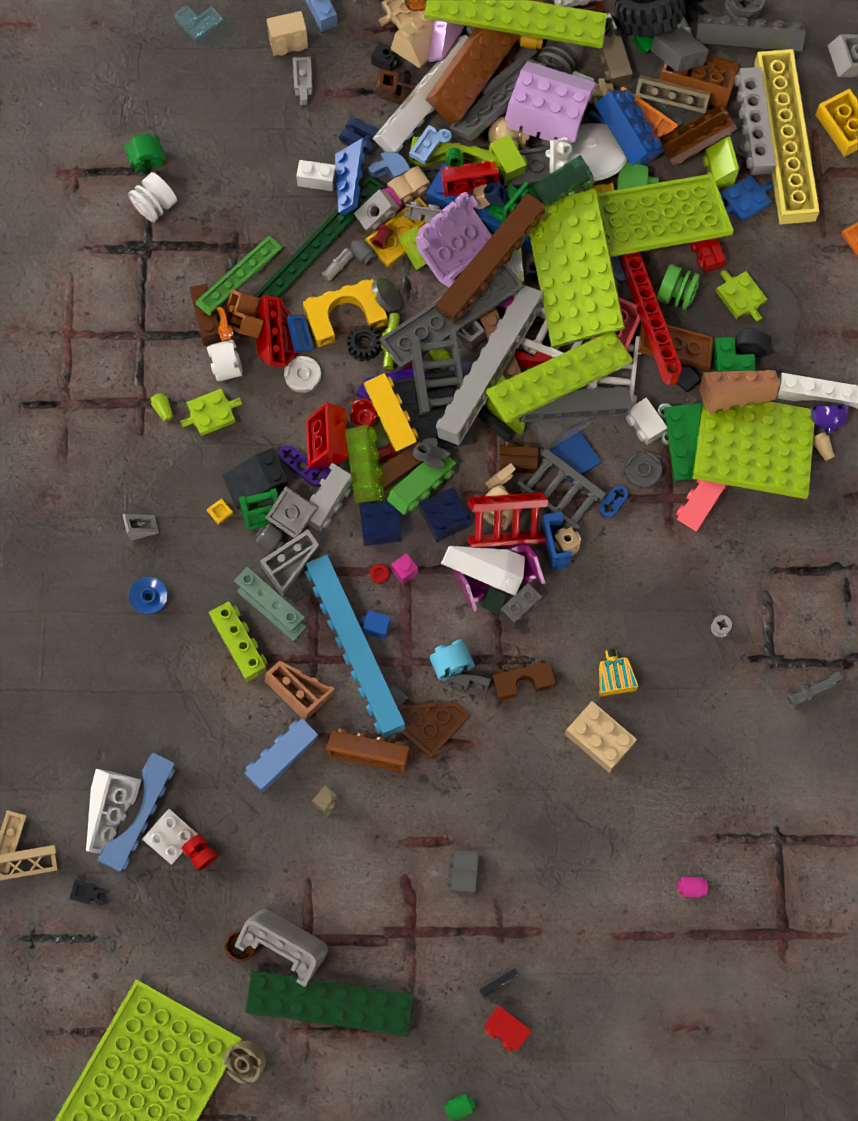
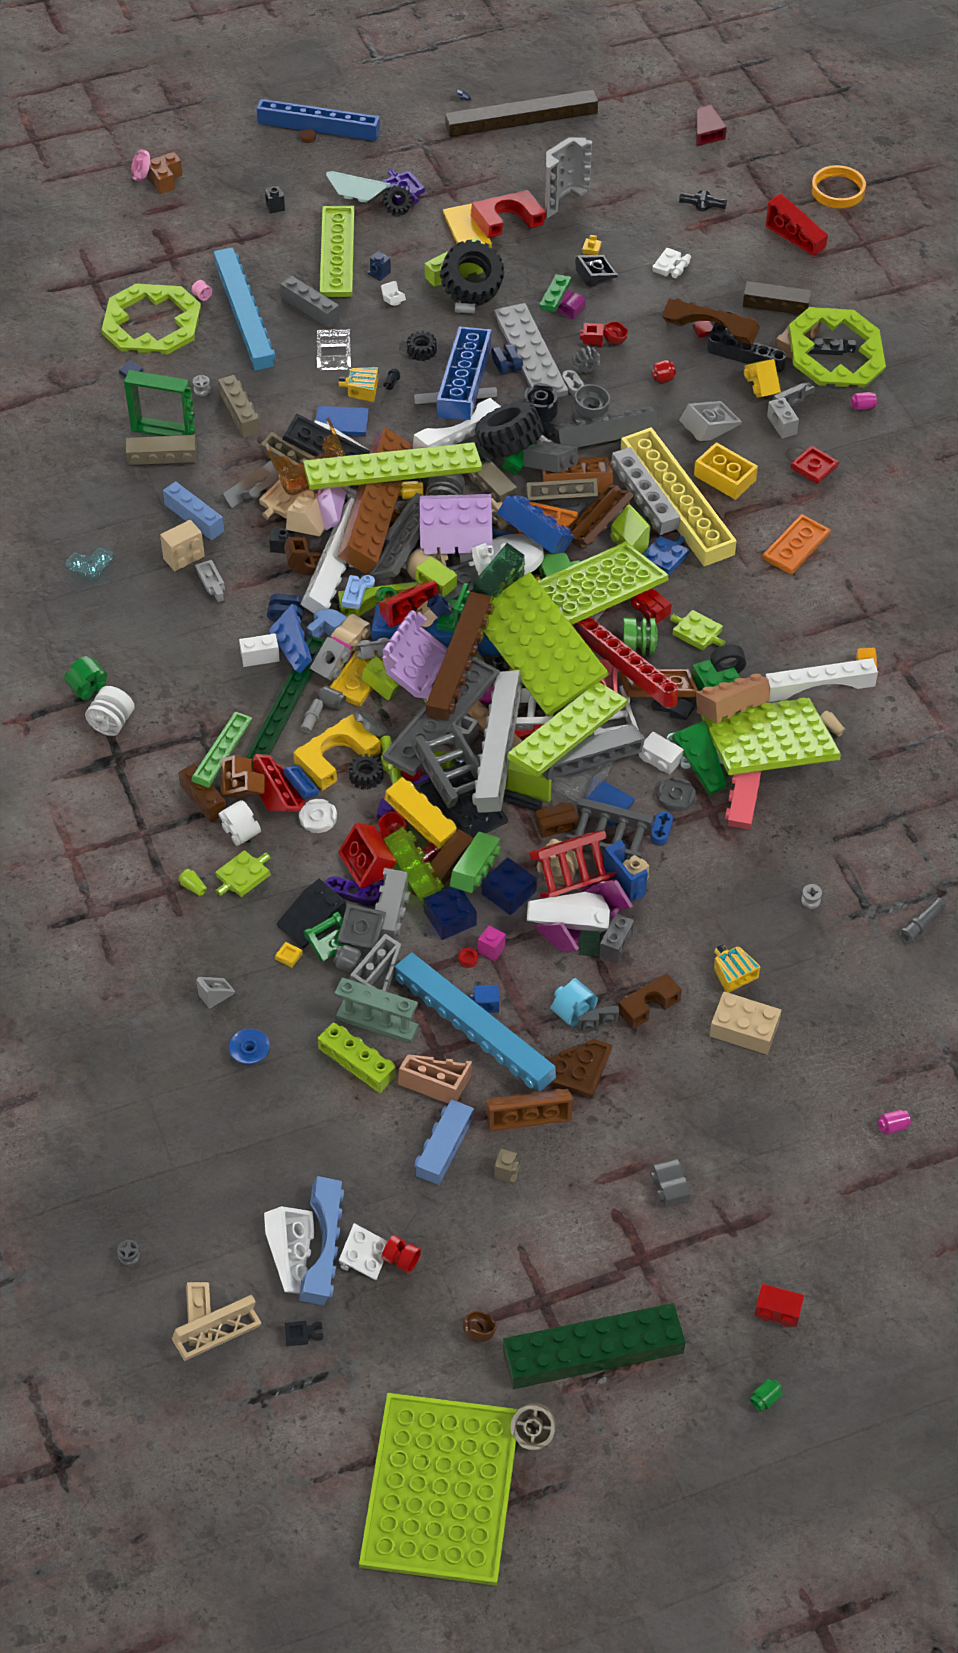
camera: 20 degrees left, 20 degrees down
(224, 329) = (228, 792): orange plate -> none
(285, 939) = (548, 1294): light grey windscreen -> none
(382, 237) = (345, 679): dark red bush -> none
(430, 453) = (469, 833): dark grey plate -> none
(498, 983) = (751, 1269): black tile -> none
(501, 477) = (551, 830): tan plate -> none
(829, 417) = (825, 696): dark purple cylinder -> none

